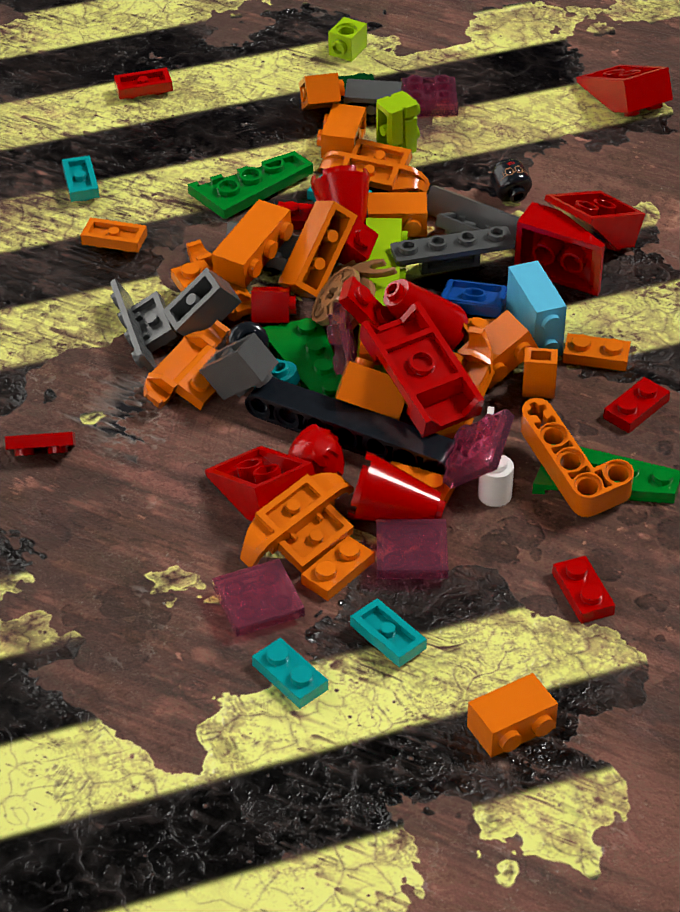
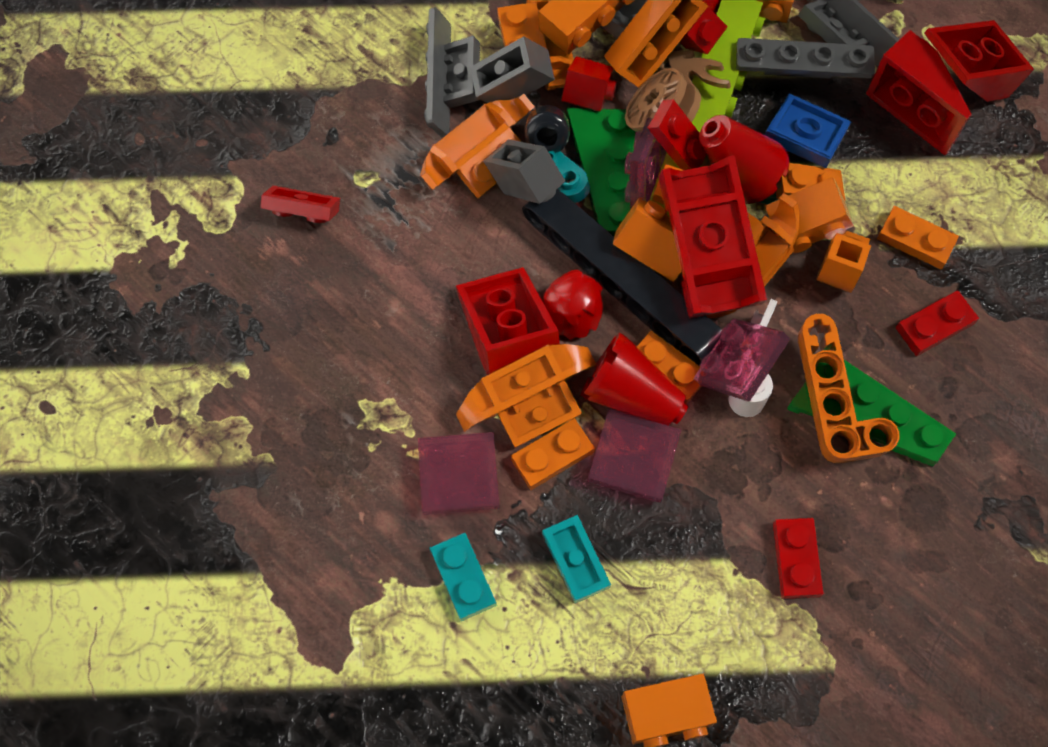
camera: 15 degrees right, 25 degrees up
(536, 304) = (868, 172): medium azure brick -> none

